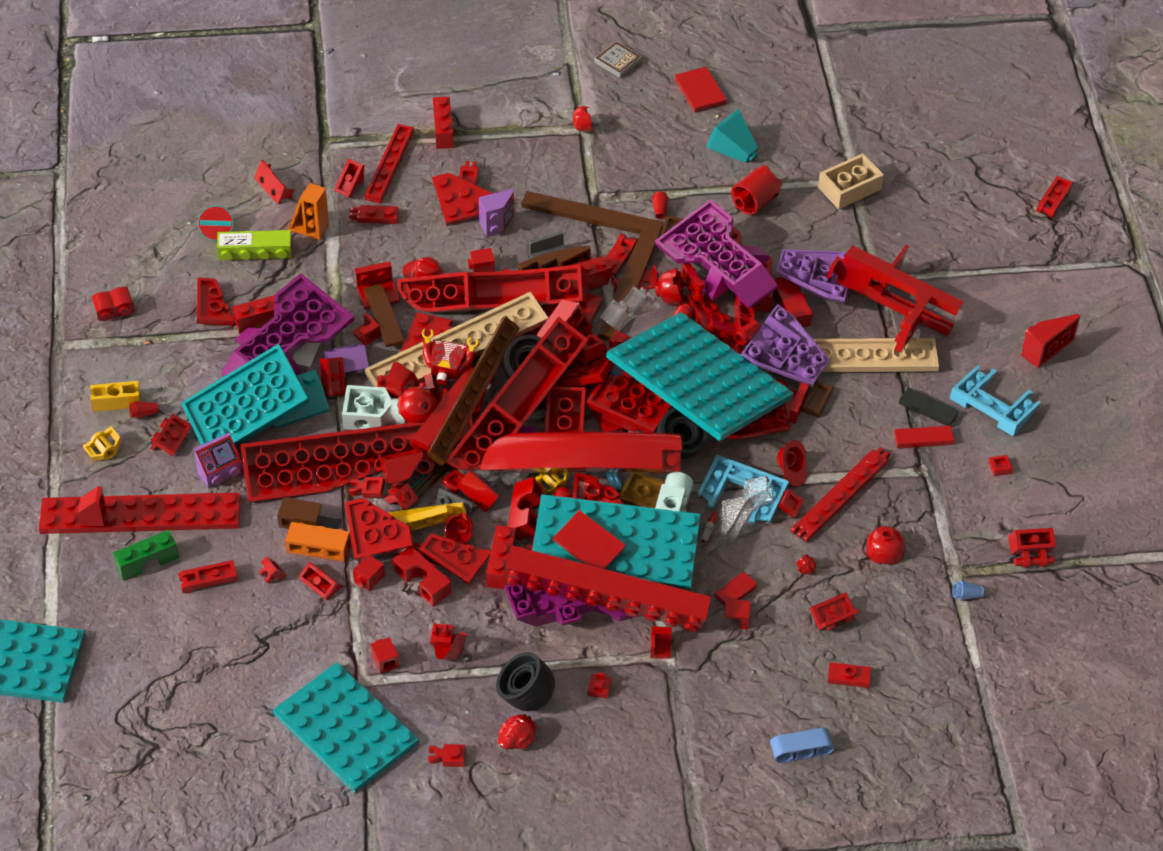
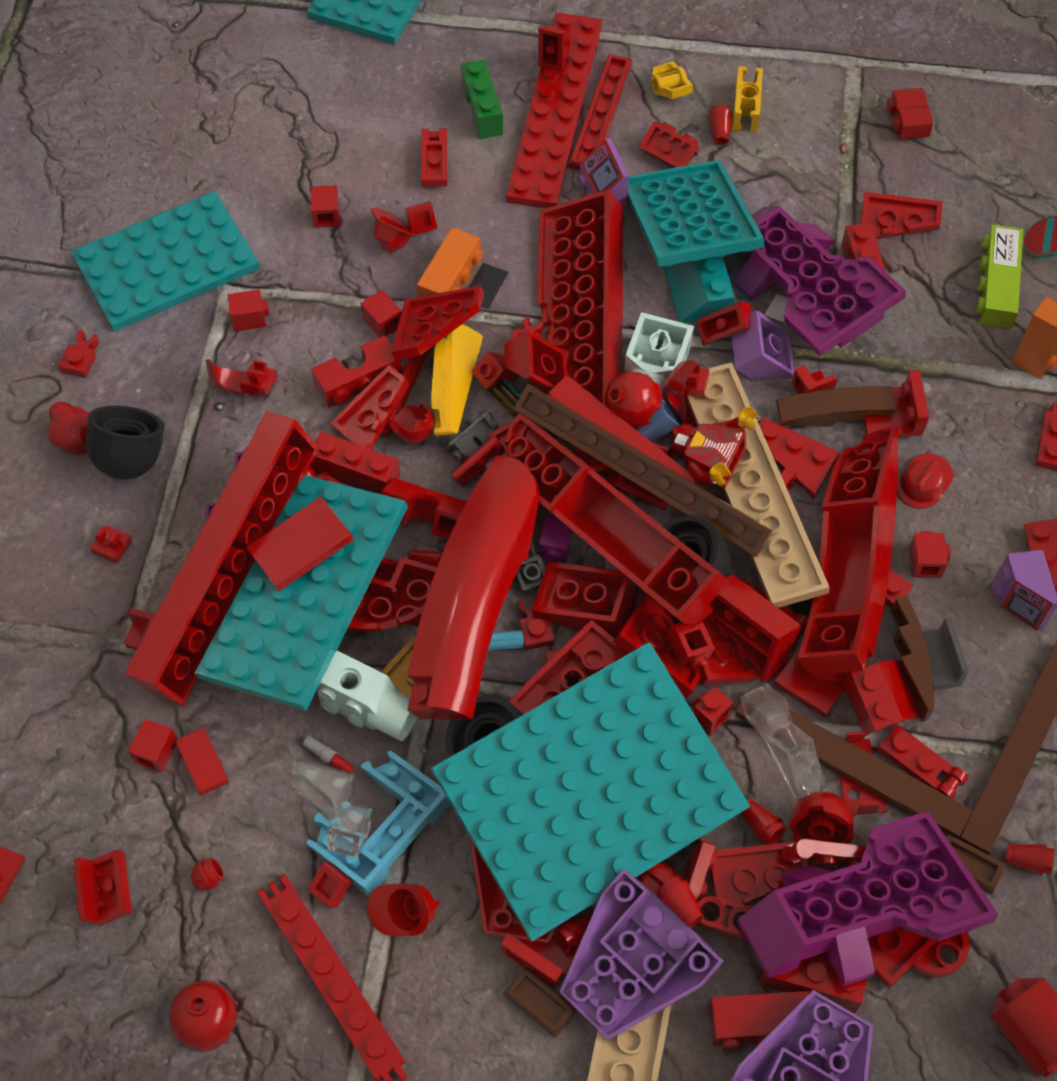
camera: 105 degrees right, 10 degrees up
(139, 484) = (601, 108): none -> red tile
(273, 631) = (325, 206): none -> red brick
(291, 584) = (390, 230): none -> red piece
(299, 512) = (496, 254): reddish brown panel -> none
(319, 581) = (394, 269): red slope -> none

